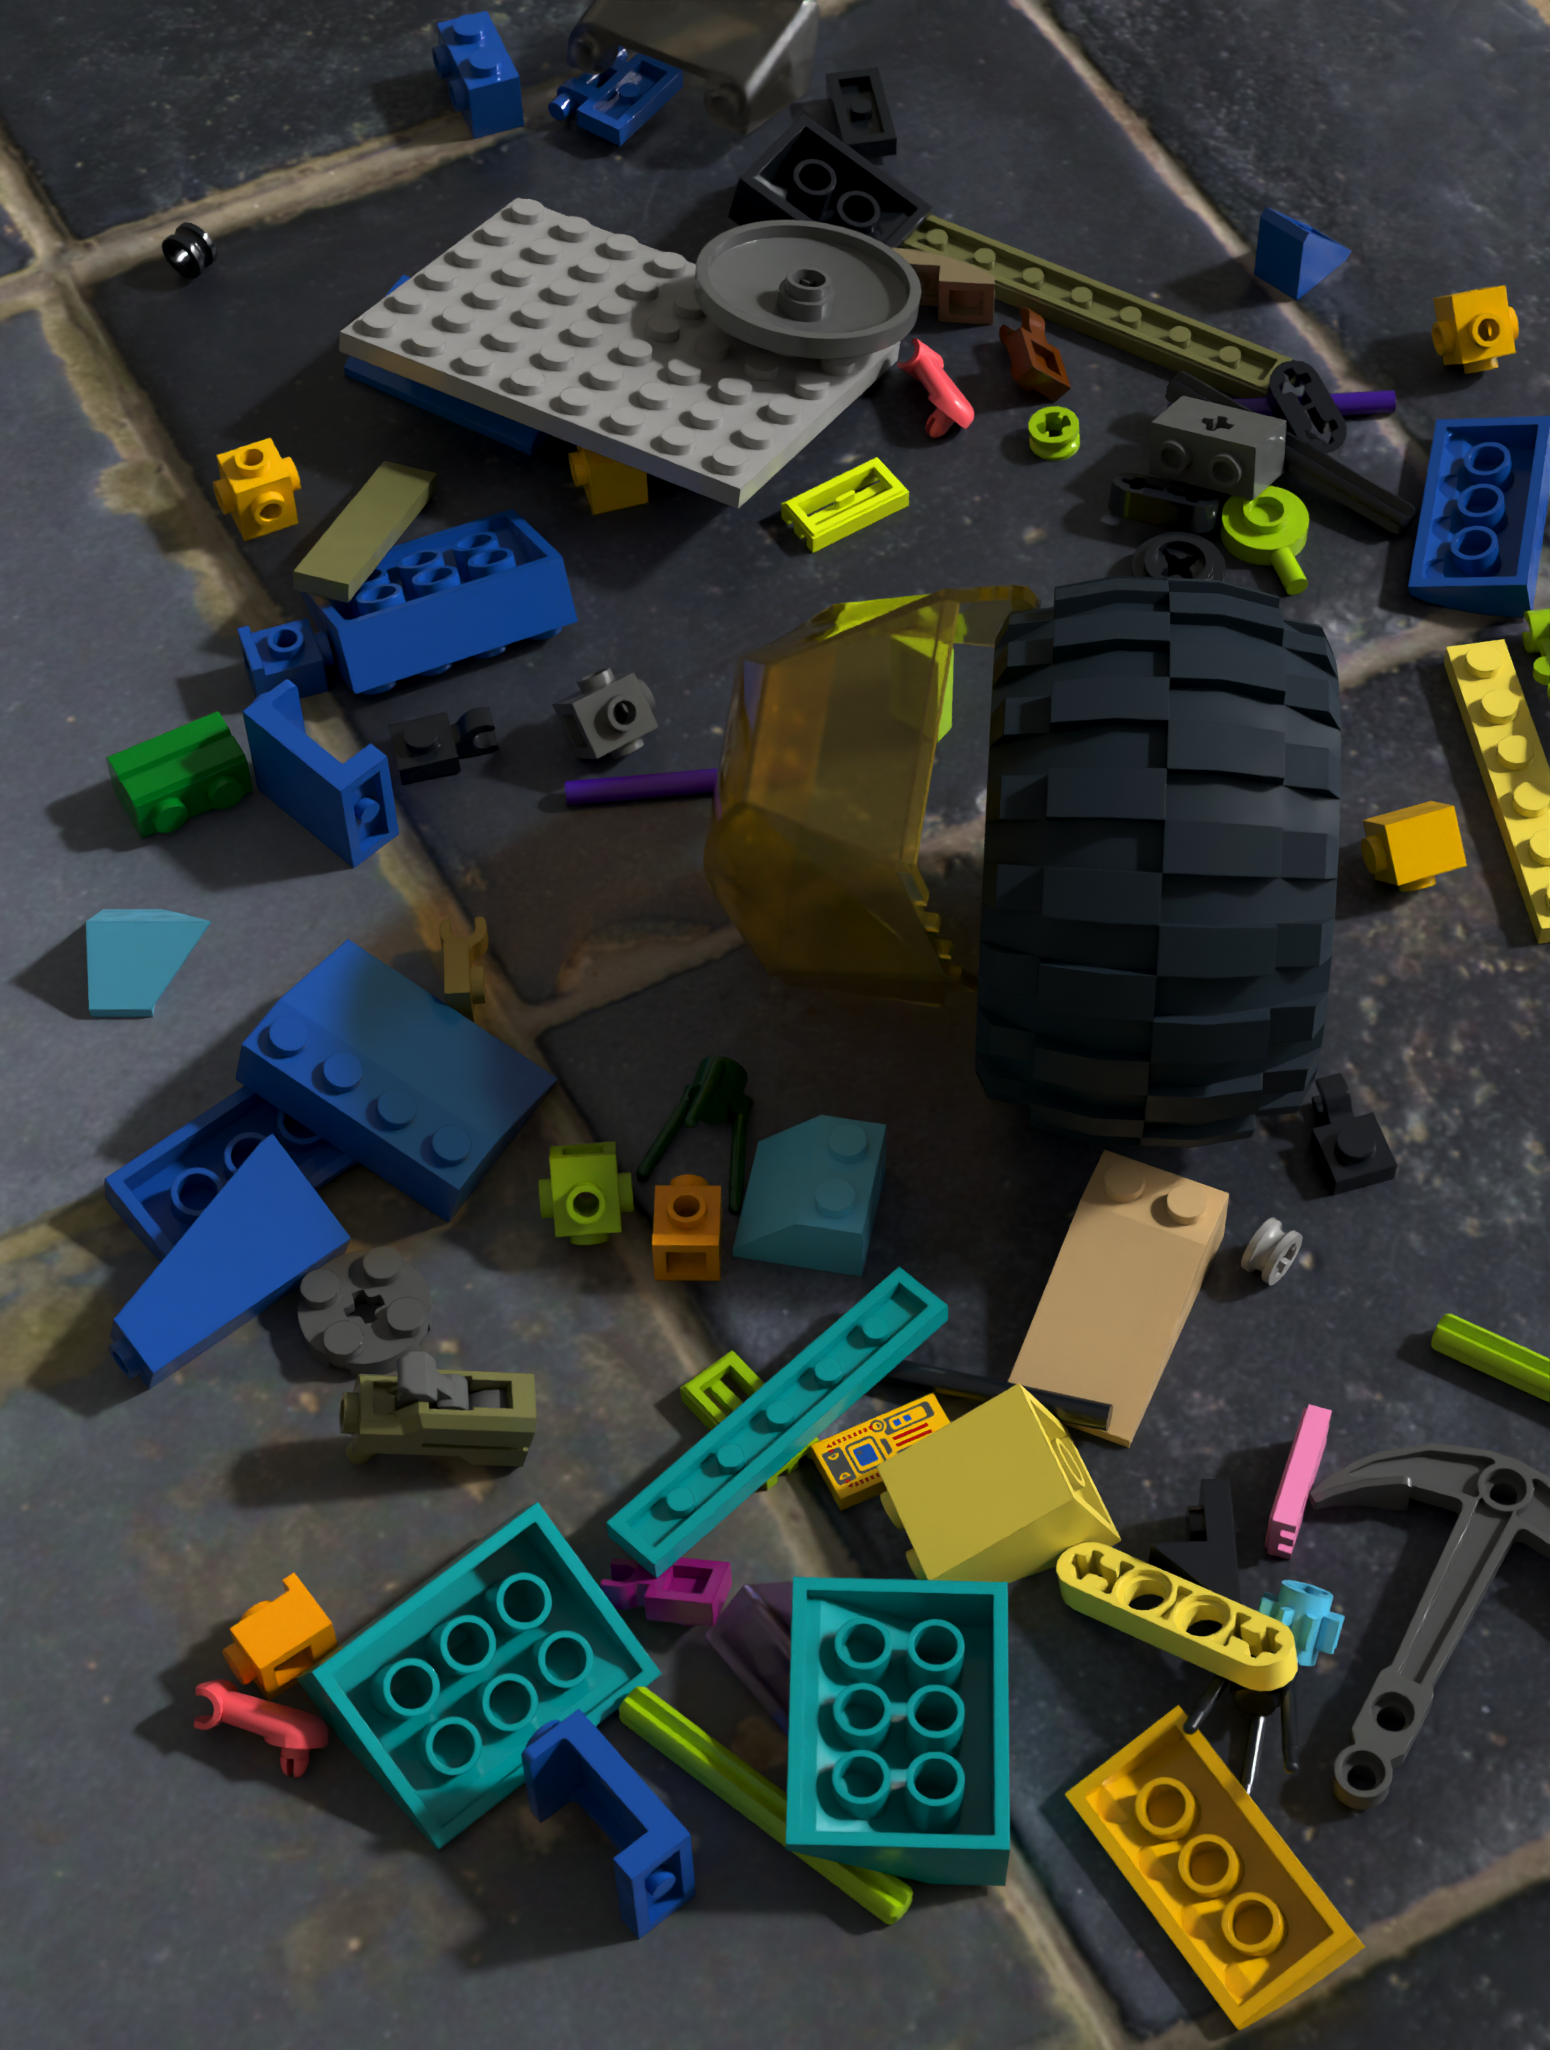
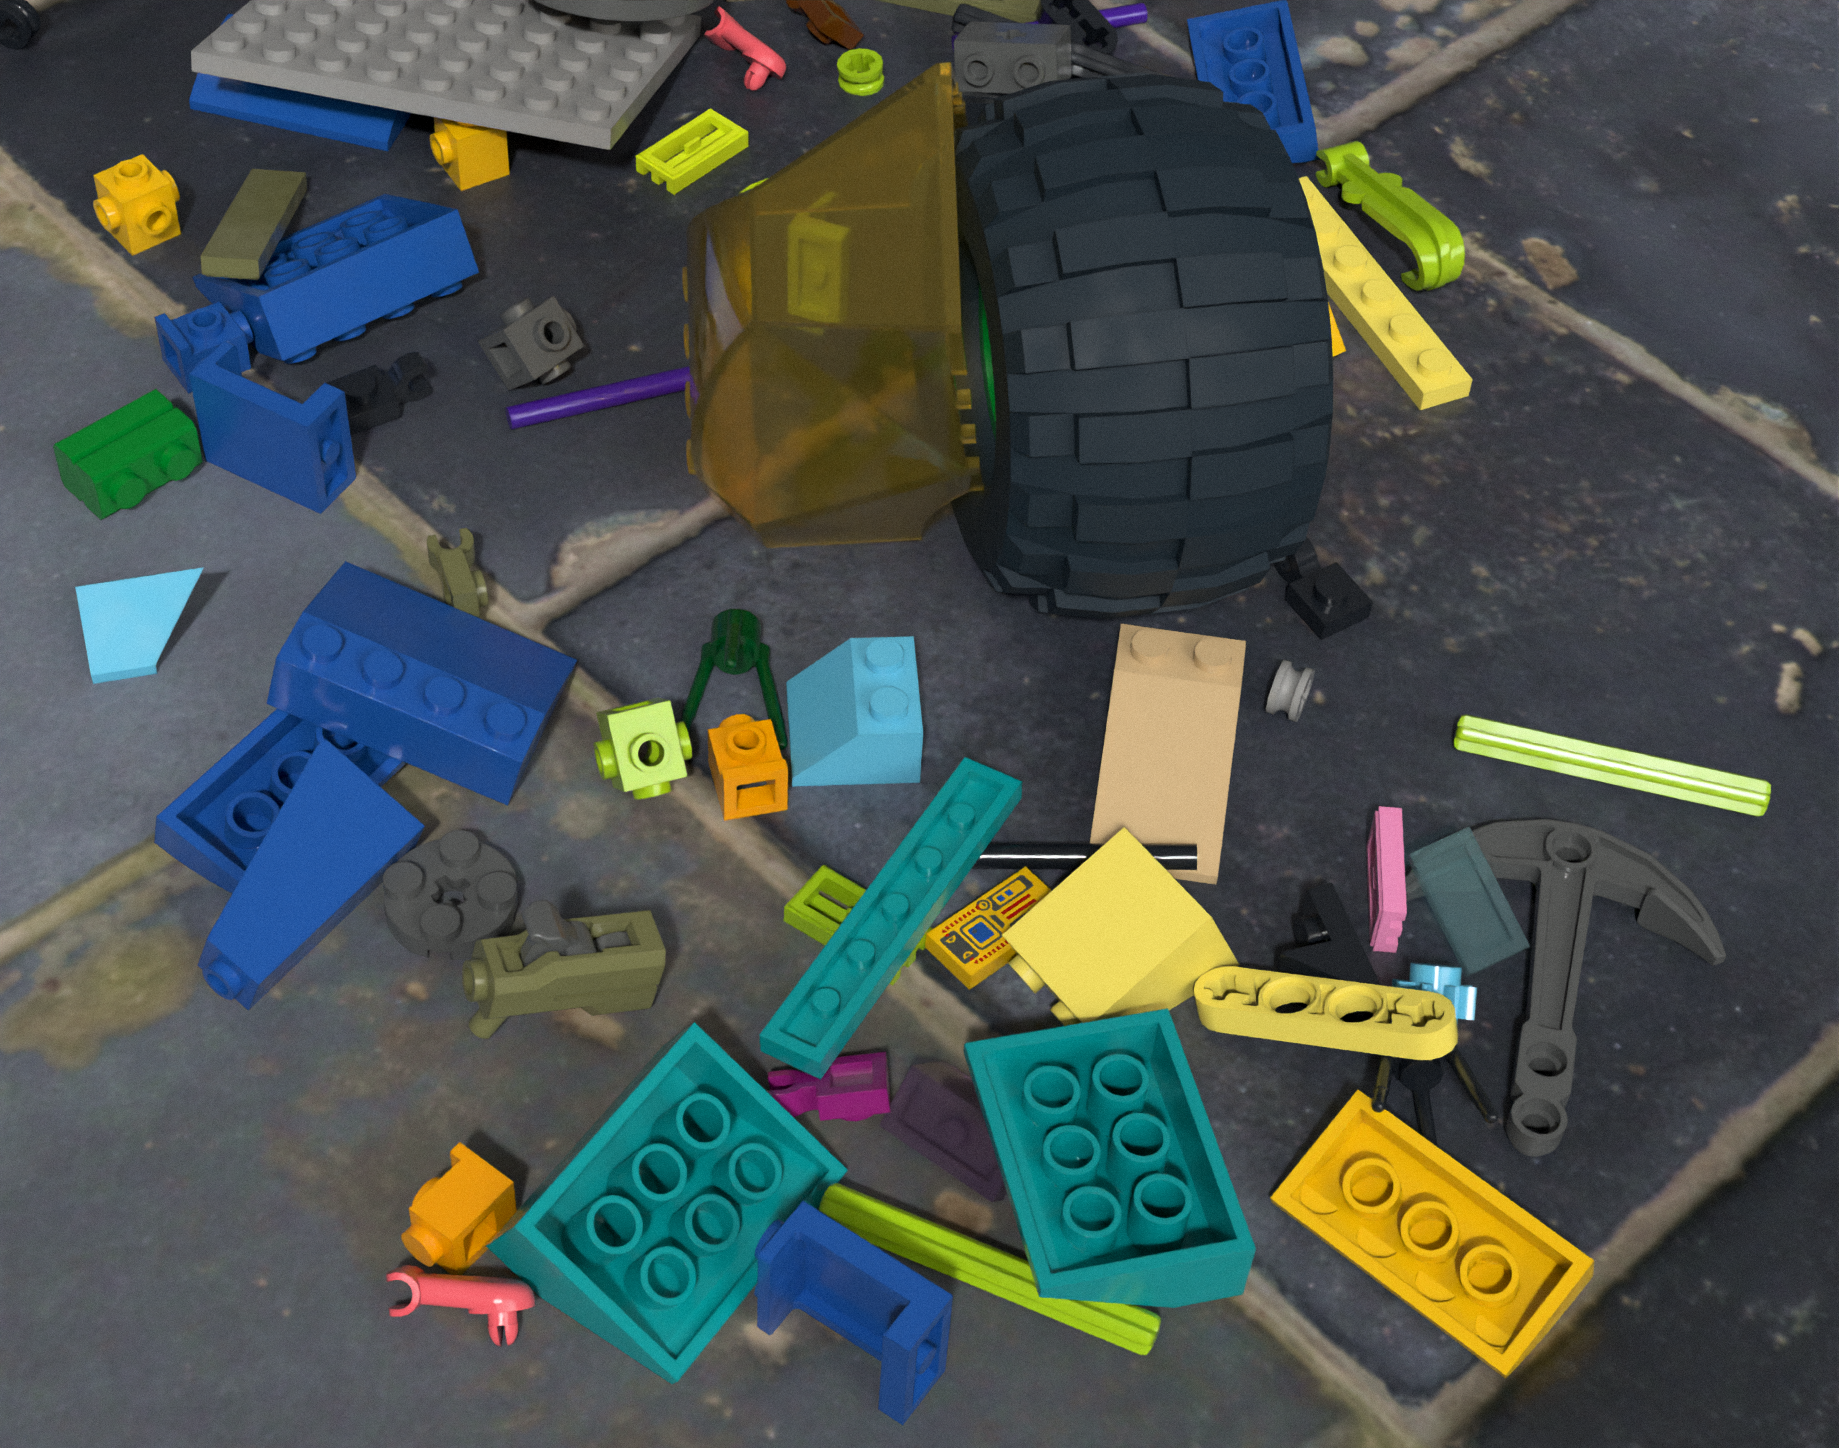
camera: 20 degrees left, 5 degrees down
(1371, 1525) = (1468, 902): none -> clear light blue tile

